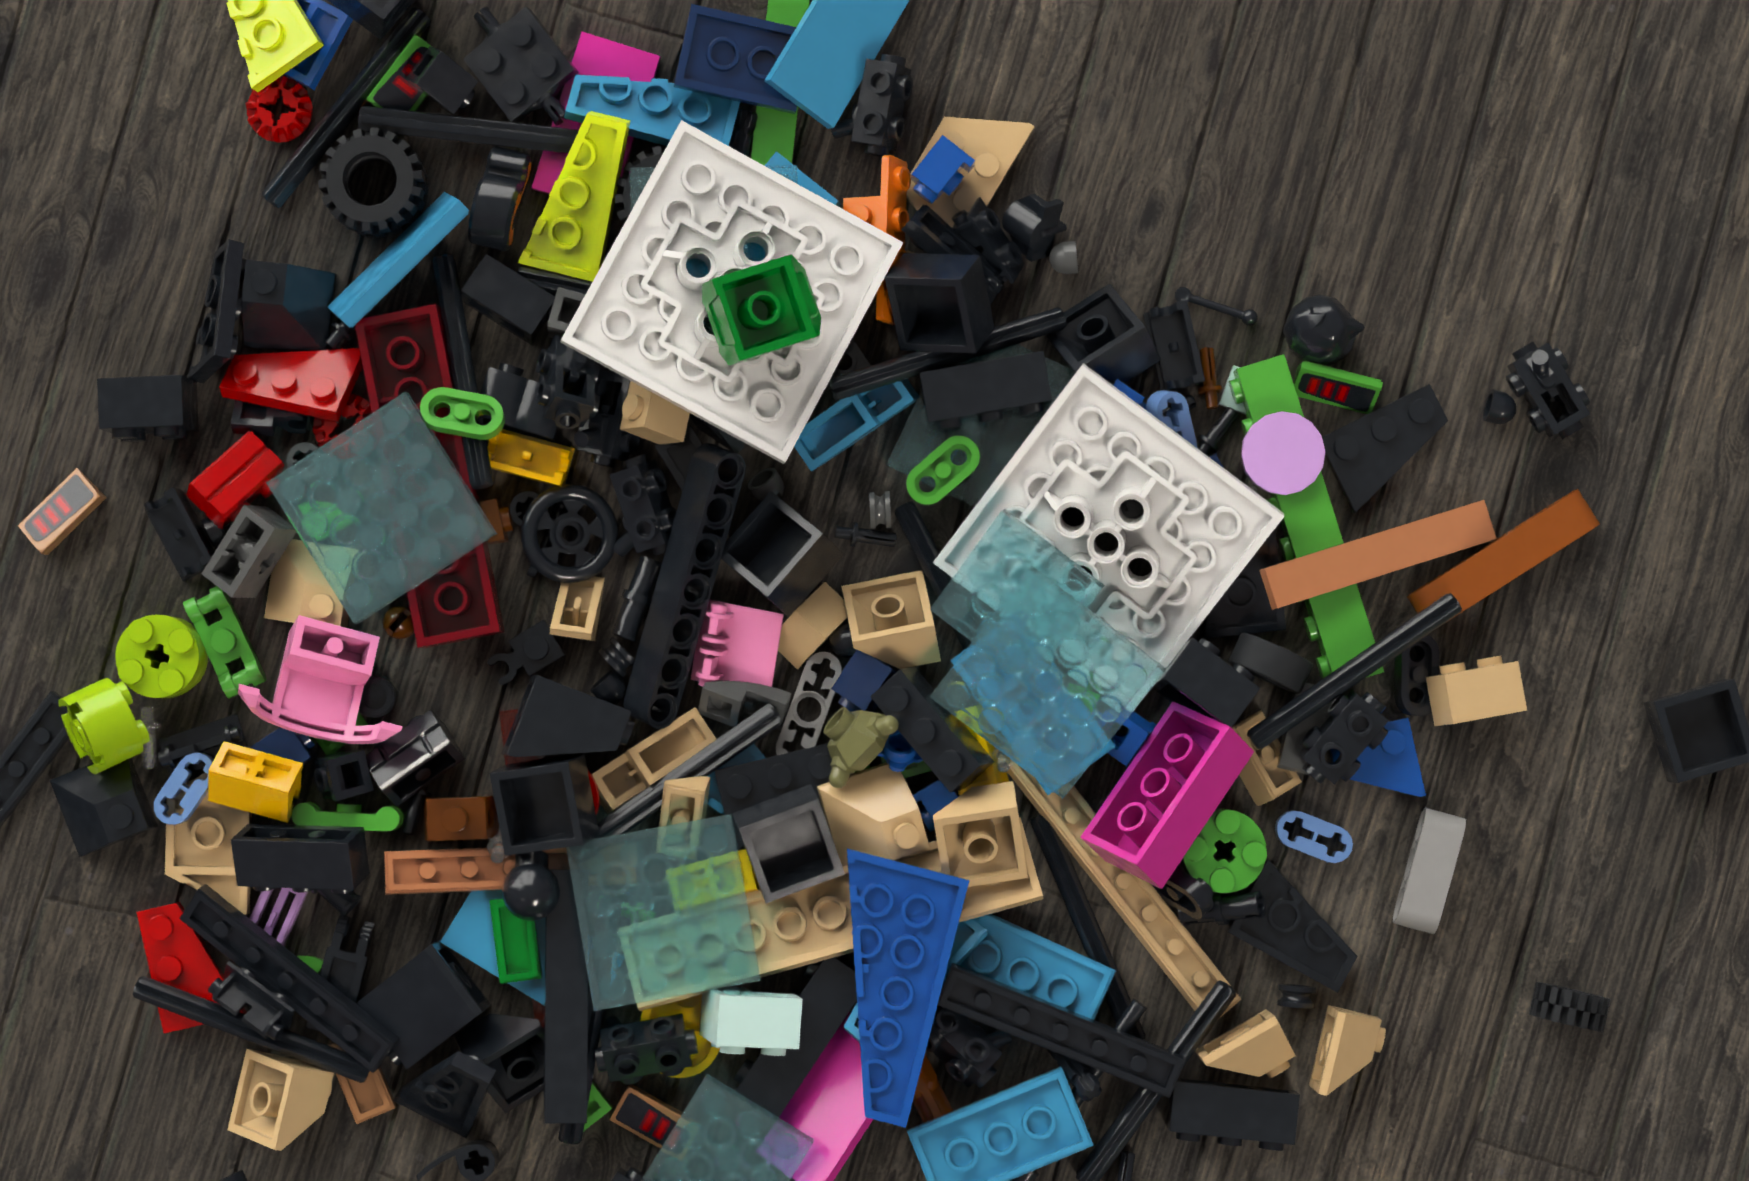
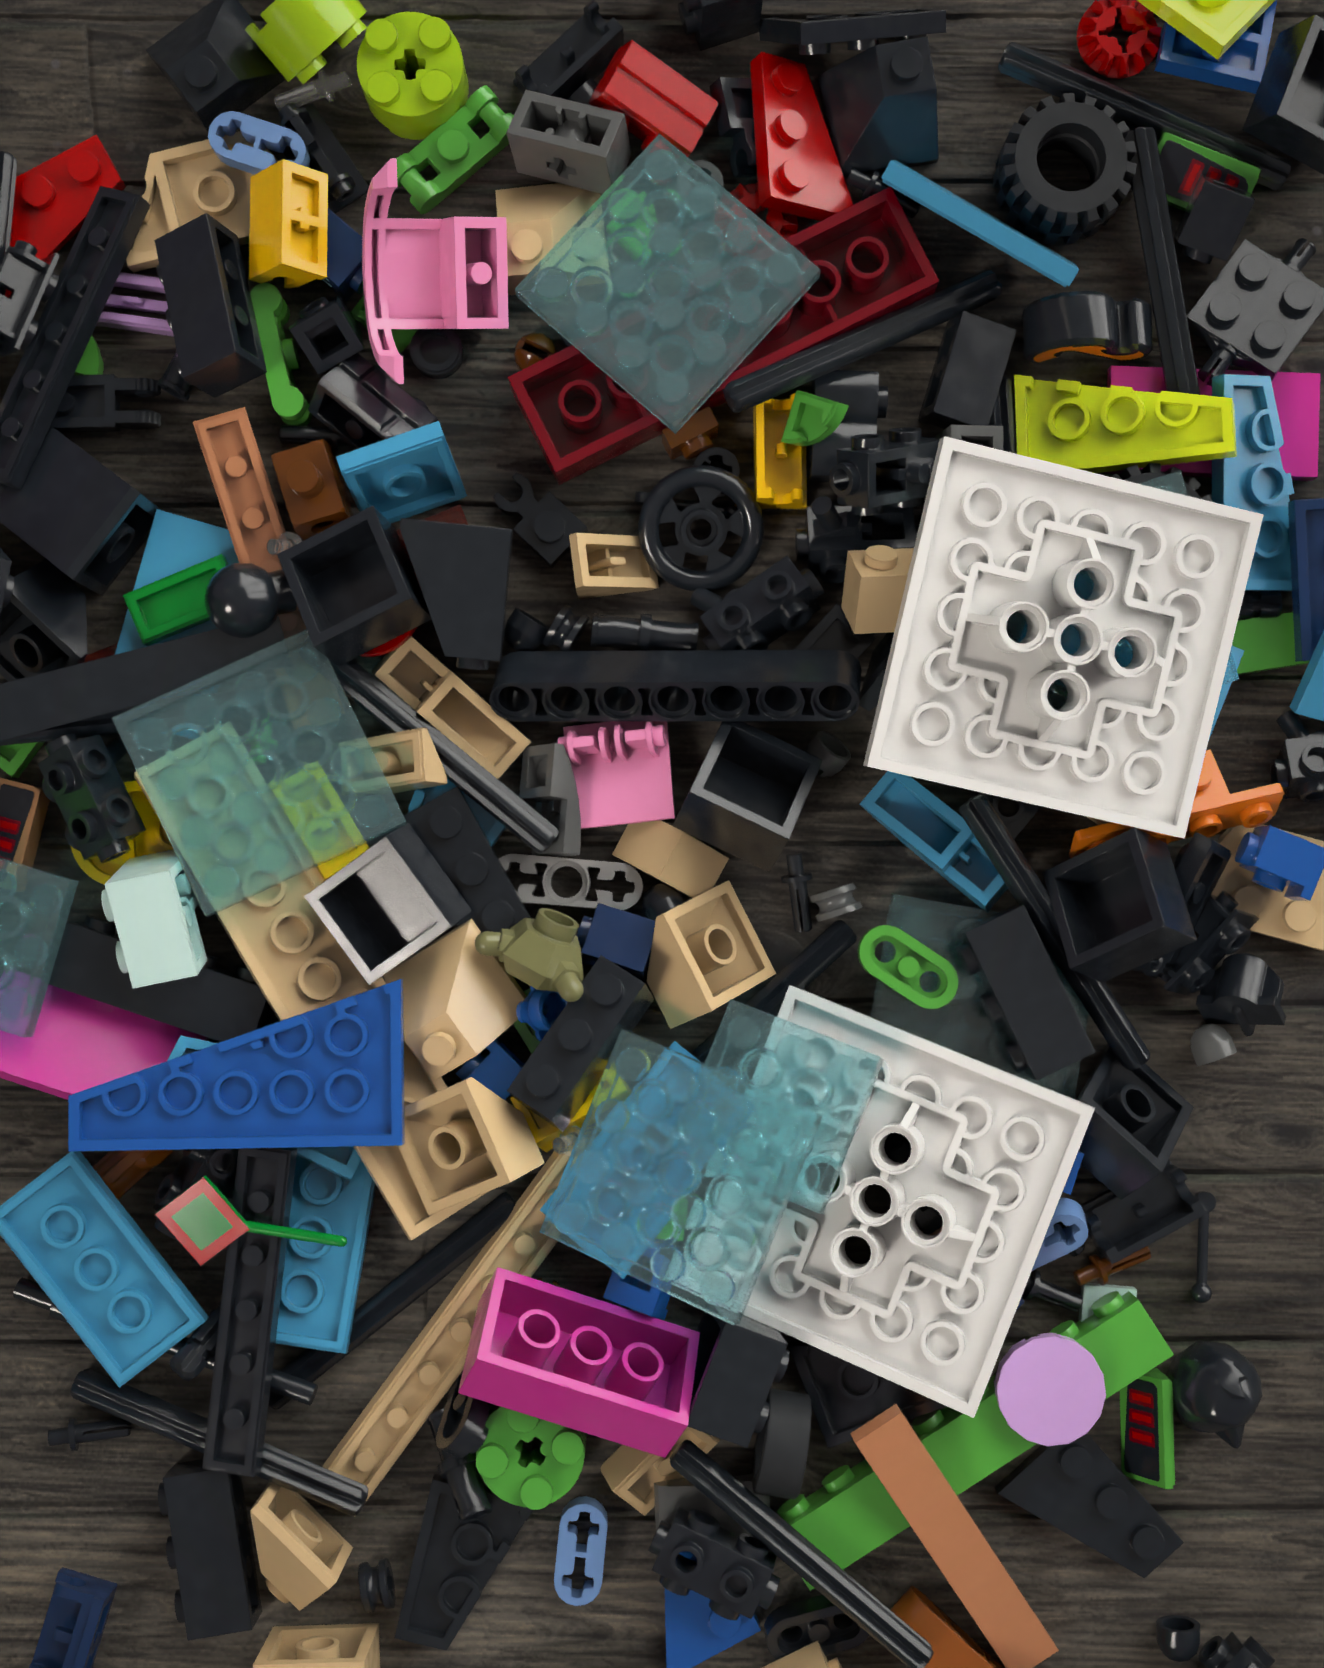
camera: 65 degrees right, 0 degrees up
(464, 411) = (813, 351): bright green plate -> none
(468, 746) = (403, 473): none -> dark azure tile
(516, 427) = (812, 419): none -> bright green tile
(761, 309) = (1060, 677): green slope -> none
(987, 1042) = (208, 1223): none -> piece

